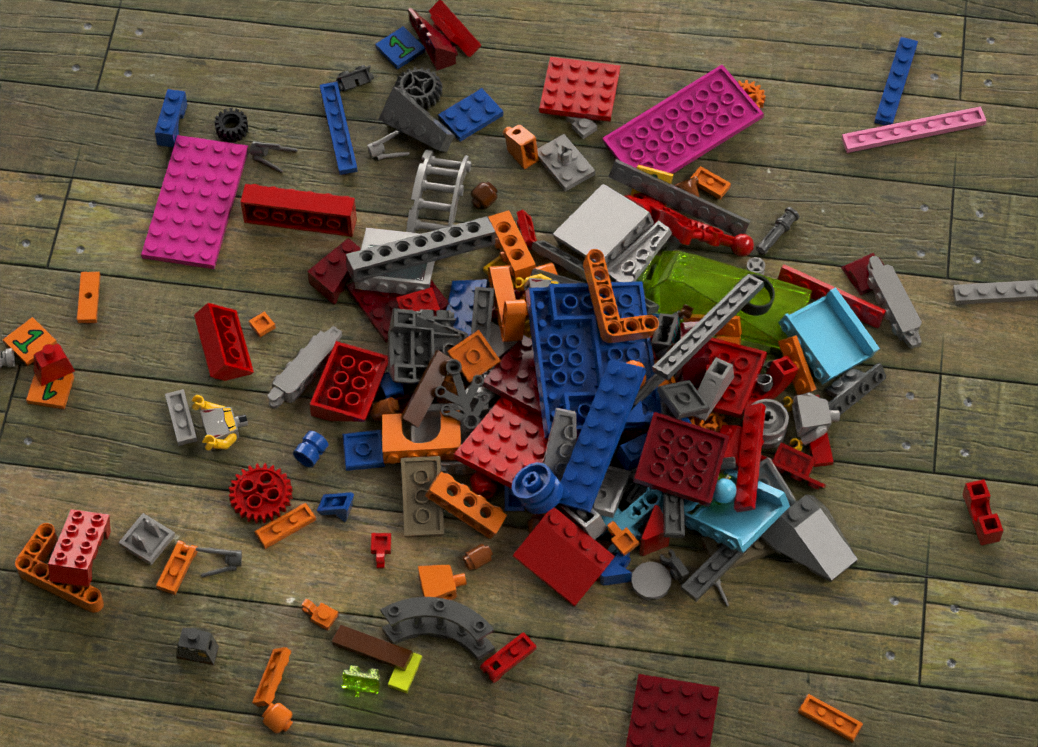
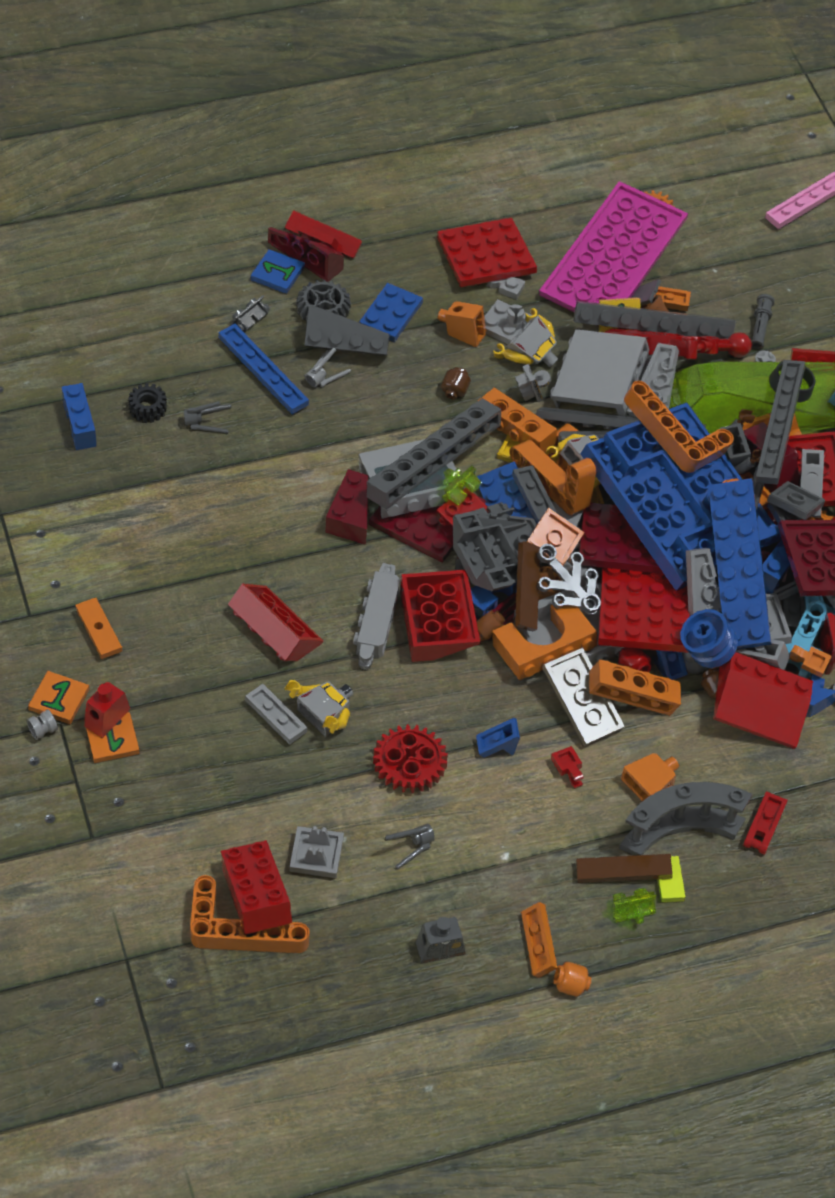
camera: 30 degrees left, 5 degrees down
(176, 567) = (367, 869): orange plate -> none
(195, 202) = (154, 493): dark pink plate -> none
(262, 324) = (304, 589): orange plate -> none
(285, 525) = (453, 782): orange tile -> none
(298, 210) = (277, 460): red brick -> none
(309, 450) = (435, 693): blue wheel -> none
(322, 615) = (550, 856): orange plate -> none
(363, 450) = (487, 676): blue tile -> none
(421, 280) = (454, 490): none -> clear neon green hips
(422, 184) = (384, 376): light grey fence -> none
(477, 557) = (672, 736): dark orange brick -> none
(526, 226) = (513, 394): red plate -> none
(543, 217) = (530, 384): none -> light grey hips
(565, 182) = (531, 343): none -> torso
(687, 172) = (647, 292): none -> dark grey piece
(896, 81) = (781, 150): blue plate -> none

